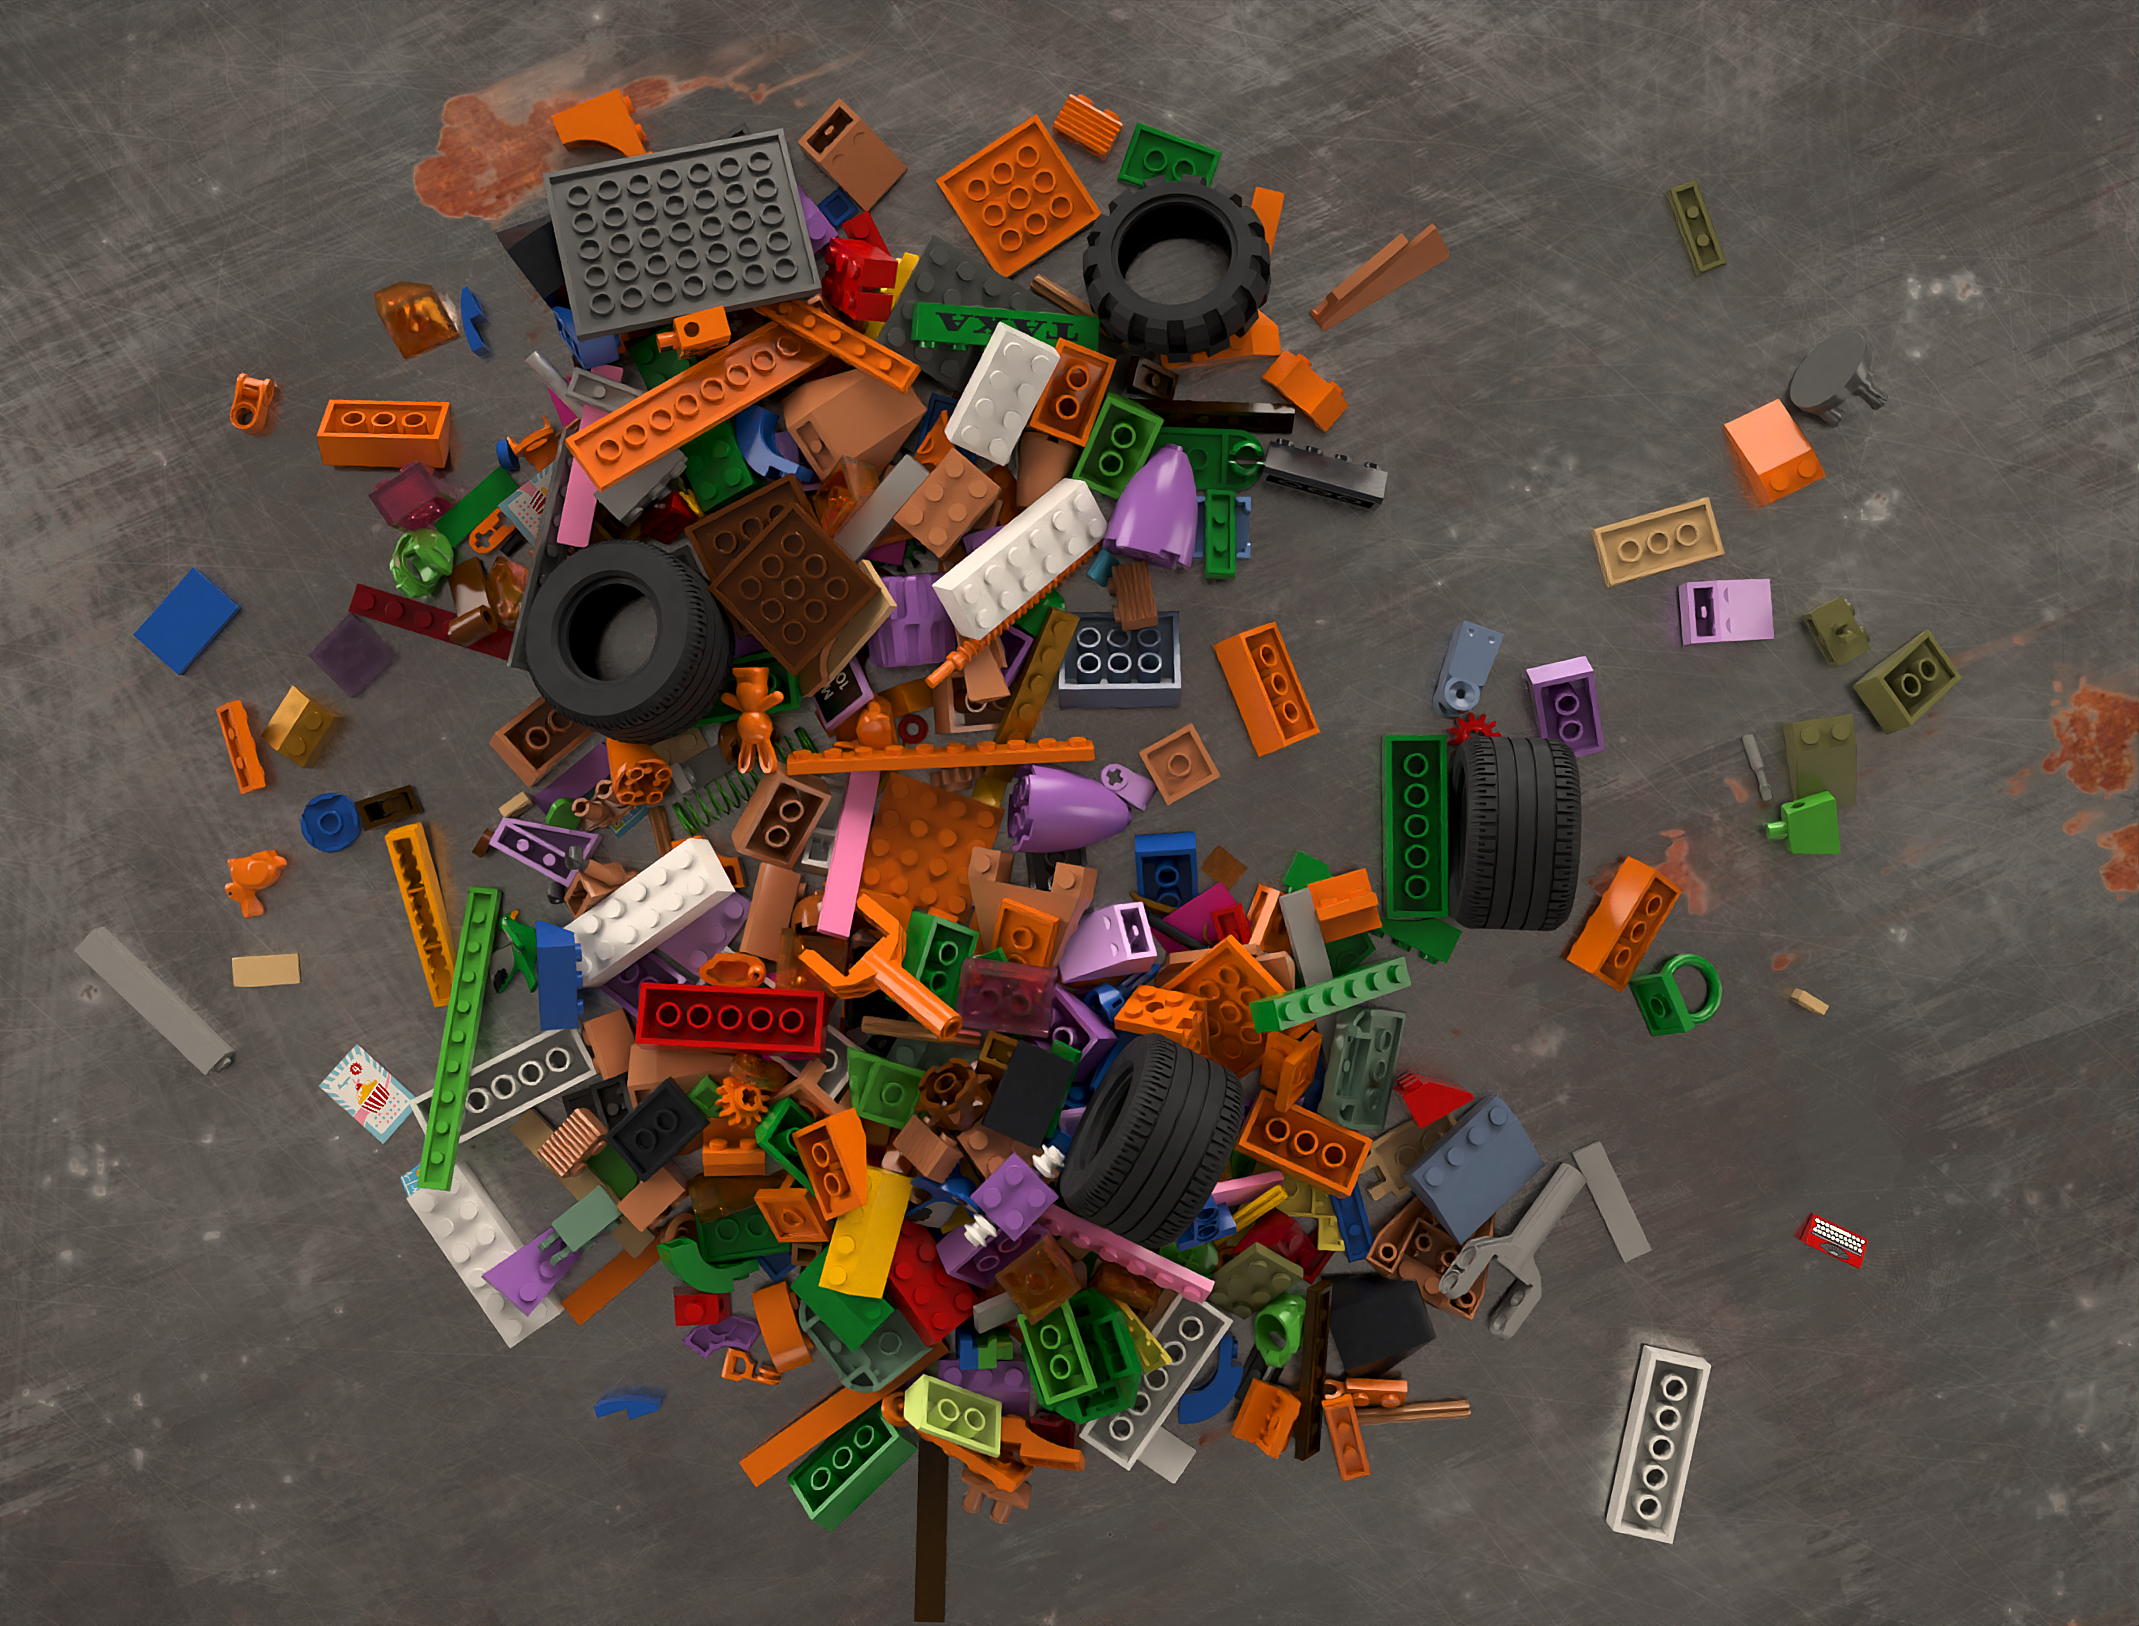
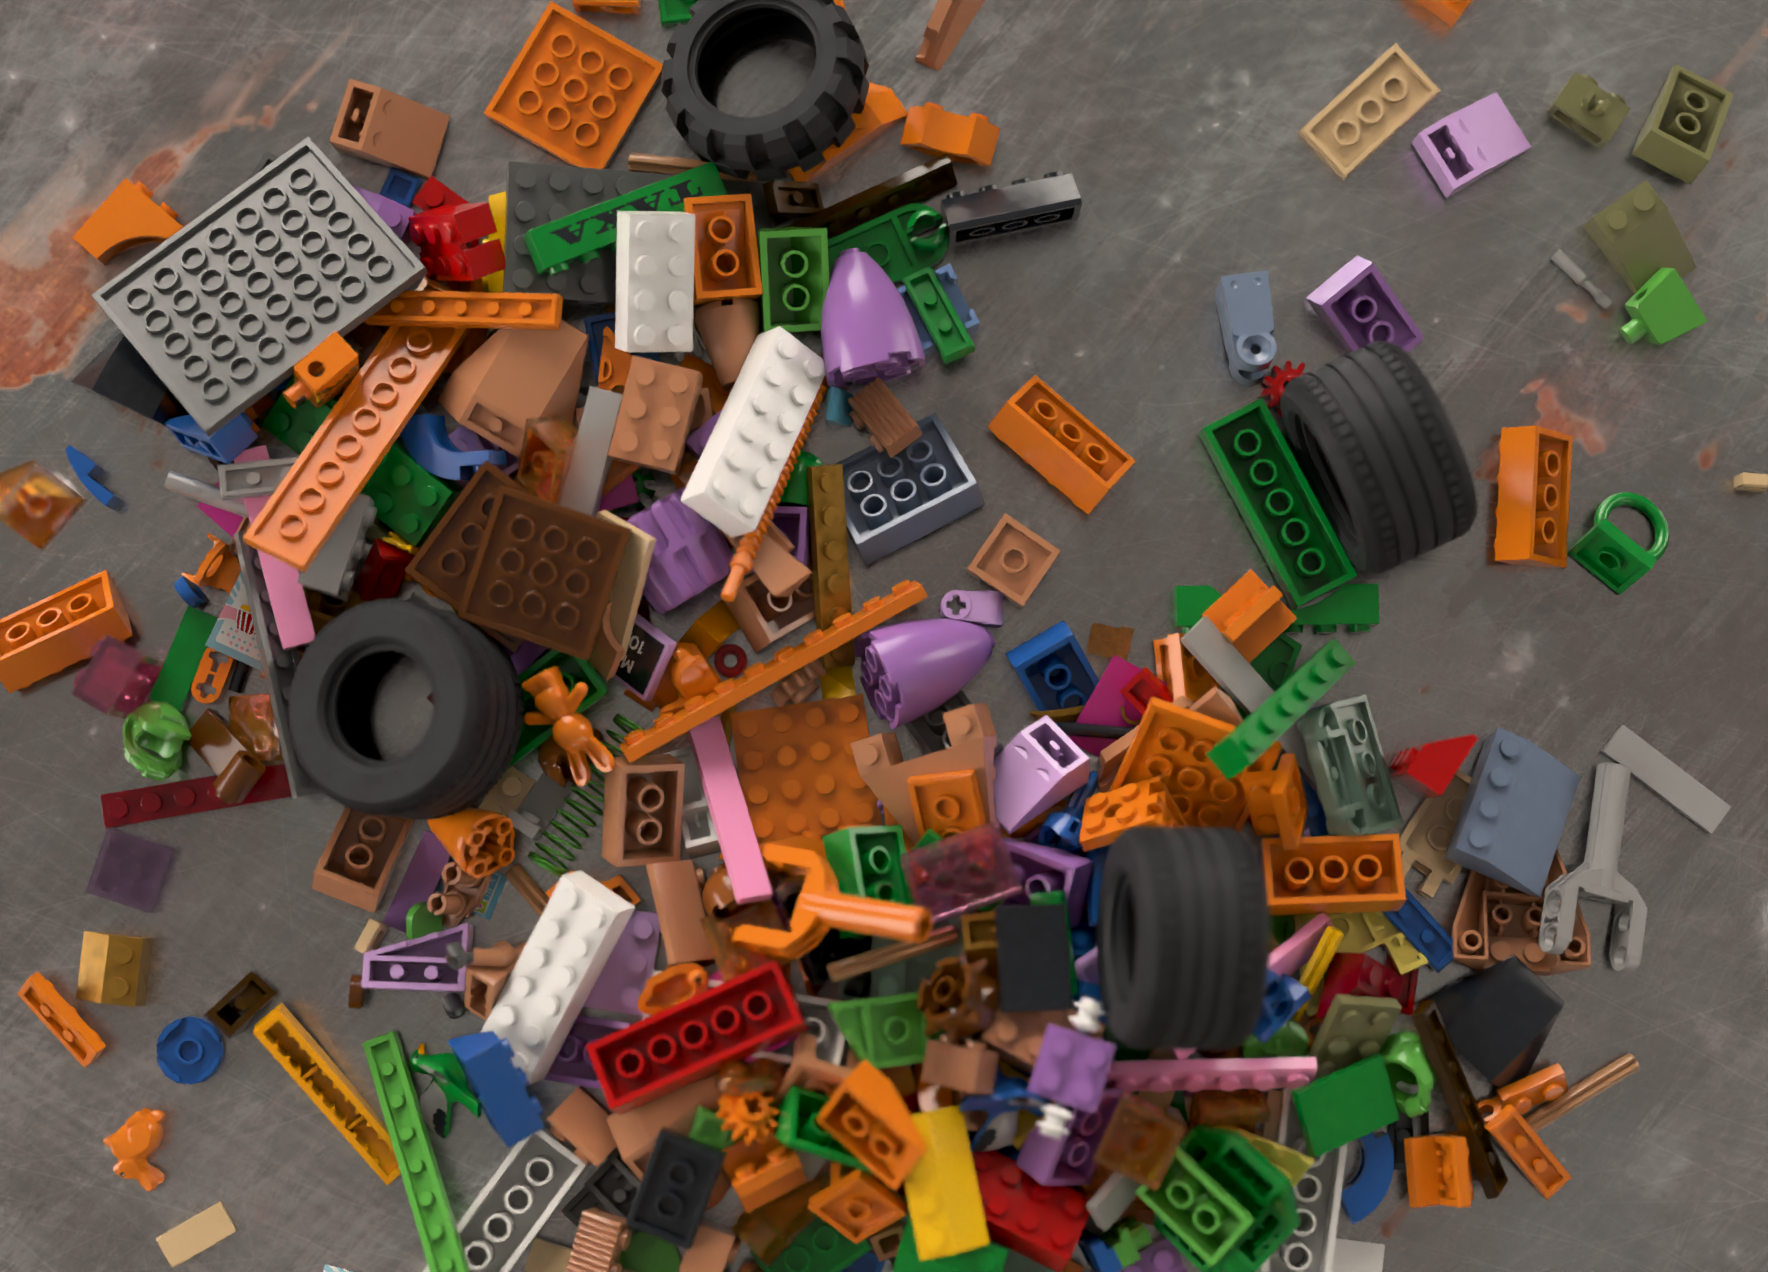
camera: 25 degrees left, 5 degrees down
(1219, 1331) = (1345, 1105): none -> green tile

